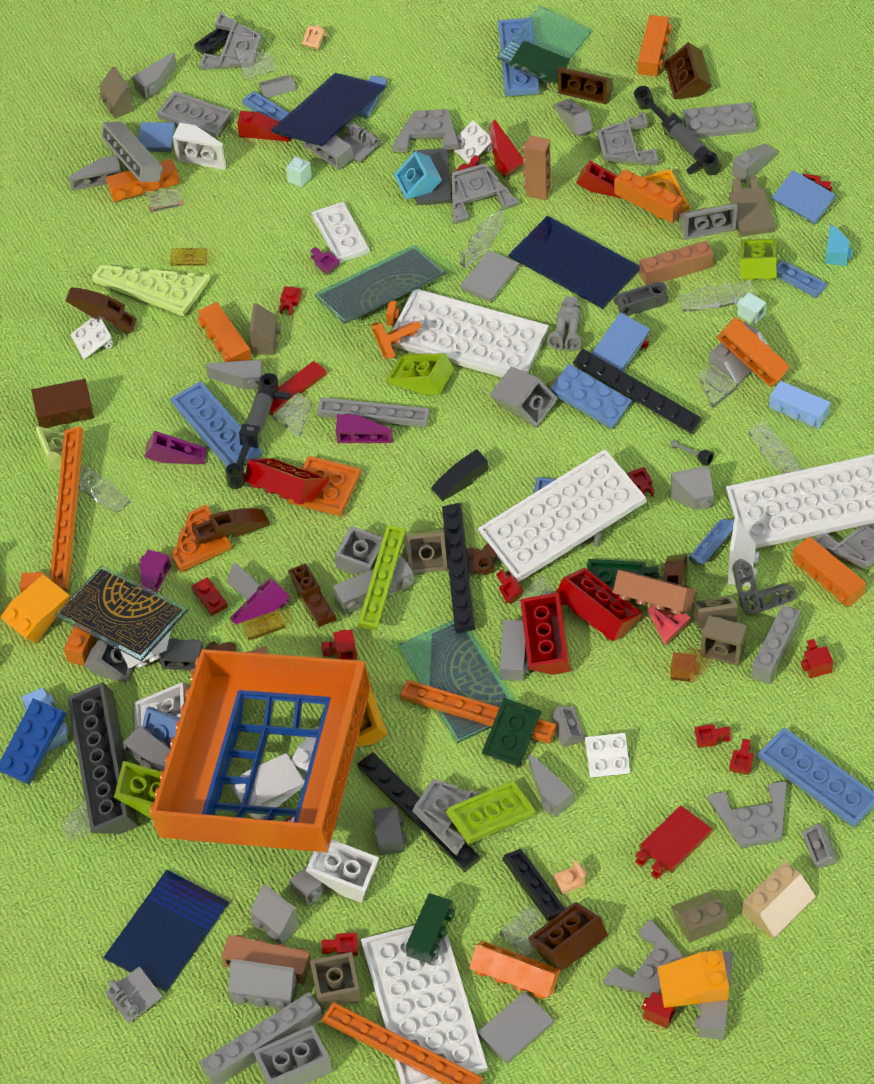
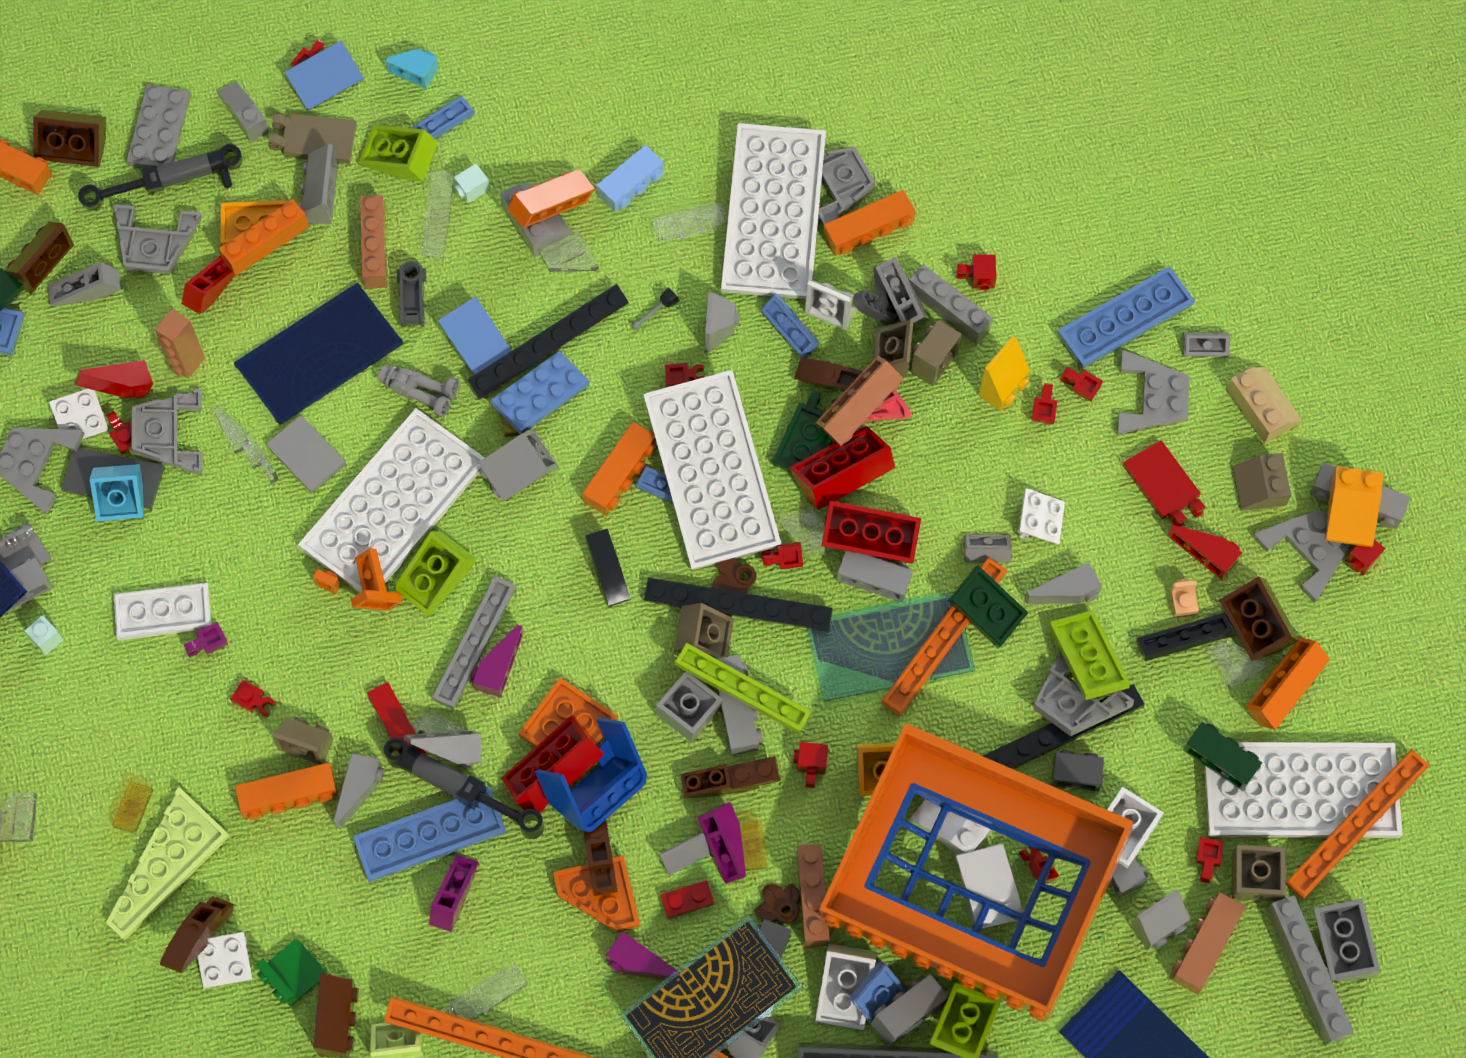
camera: 80 degrees left, 15 degrees up
(96, 374) = (291, 972): none -> green bracket
(261, 984) = (1247, 954): light grey slope -> none
(273, 514) = (606, 787): none -> blue windscreen
(282, 415) = (456, 746): none -> light grey slope
(379, 284) = (275, 583): clear light blue piece -> none
(515, 1027) = (1349, 703): light grey tile -> none
(541, 460) = (619, 469): none -> orange brick
(618, 891) = (1210, 550): none -> red slope
(684, 667) = (950, 405): clear orange brick -> none
(720, 690) = (1005, 376): none -> yellow slope
(765, 605) = (901, 292): none -> light grey slope

